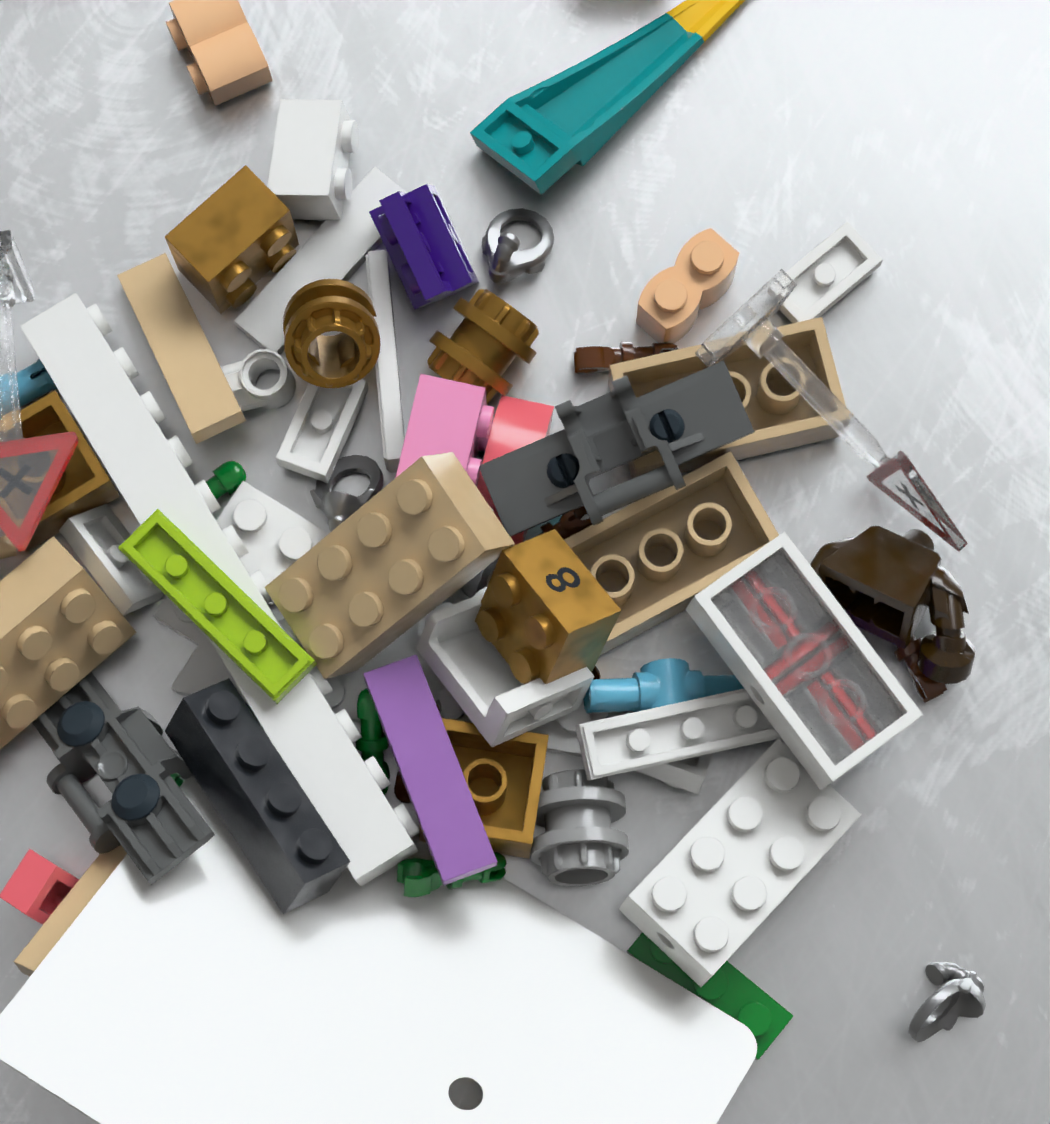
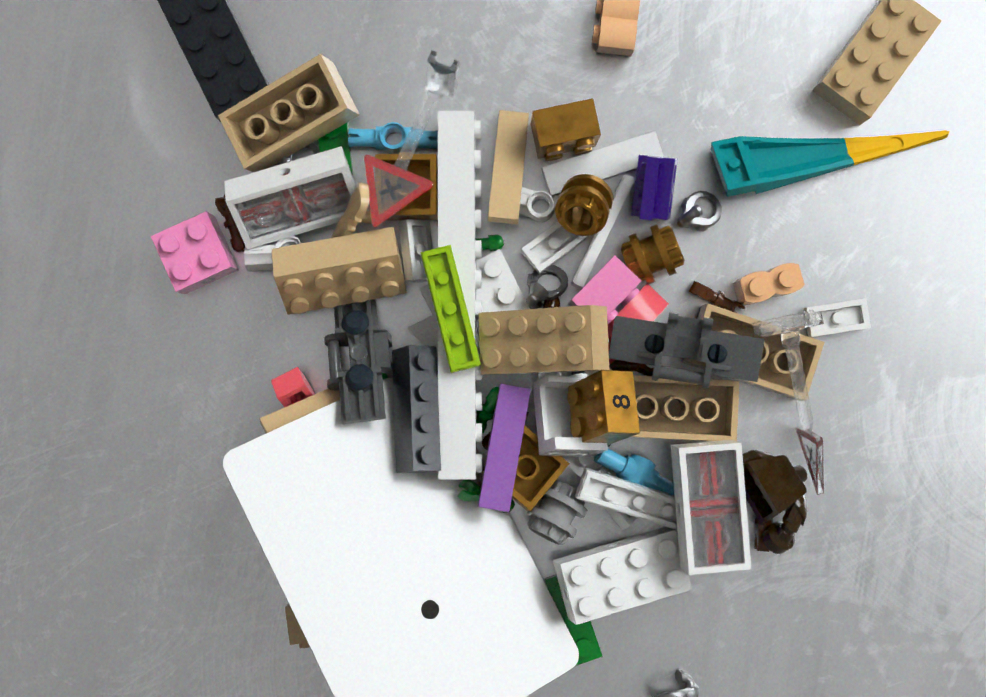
camera: 25 degrees right, 10 degrees up
(313, 157) = (627, 109): white brick -> none

